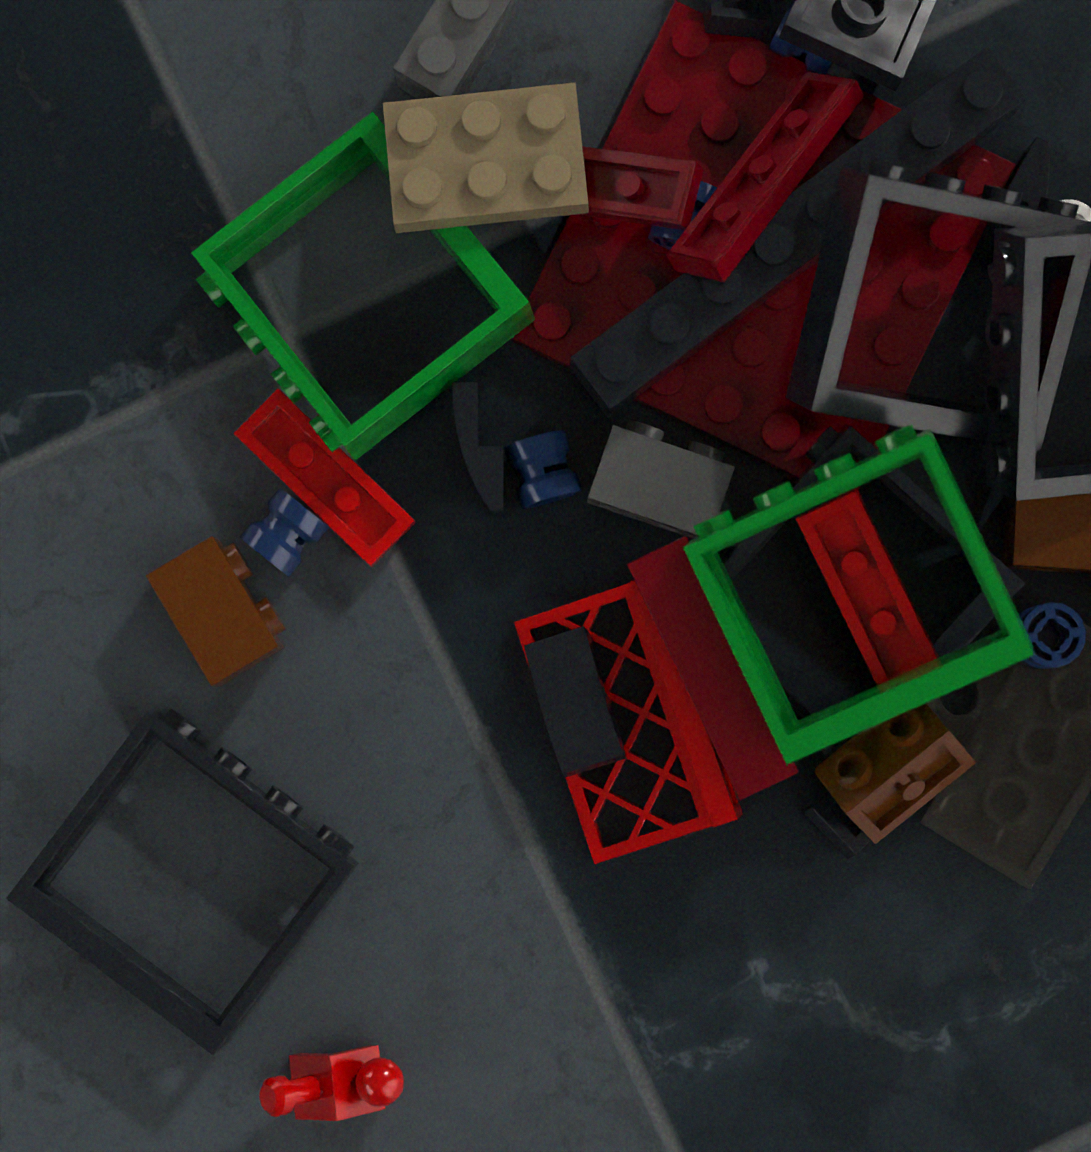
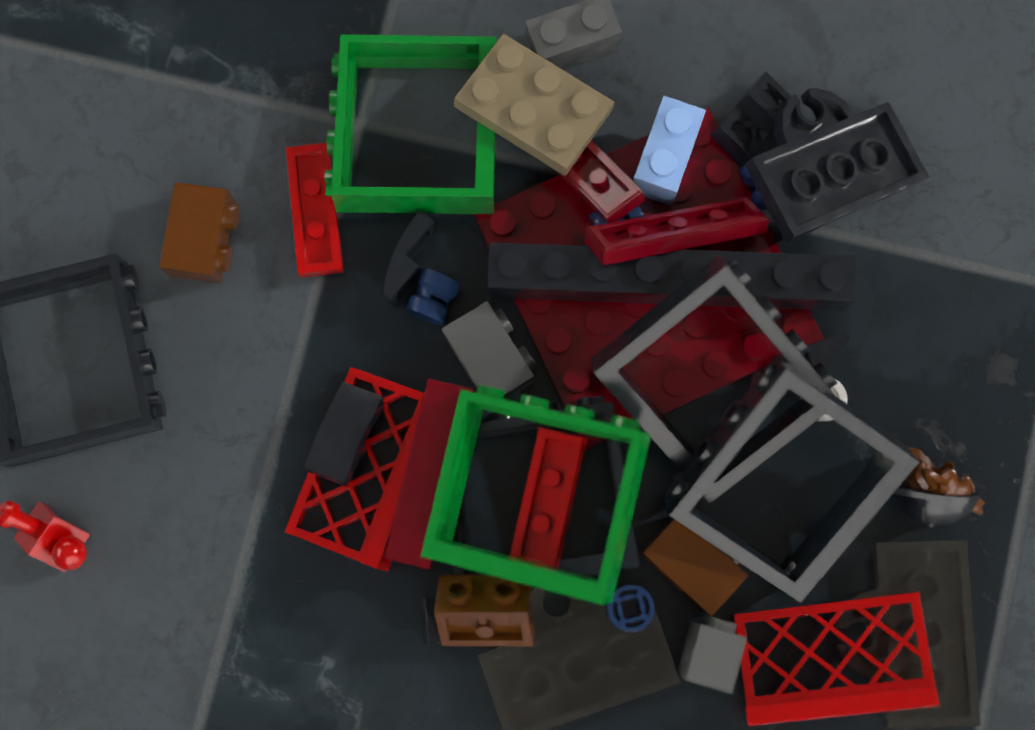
camera: 45 degrees right, 5 degrees down
(284, 532) = (268, 220): dark blue wheel -> none
(678, 88) = (668, 149): none -> light blue brick

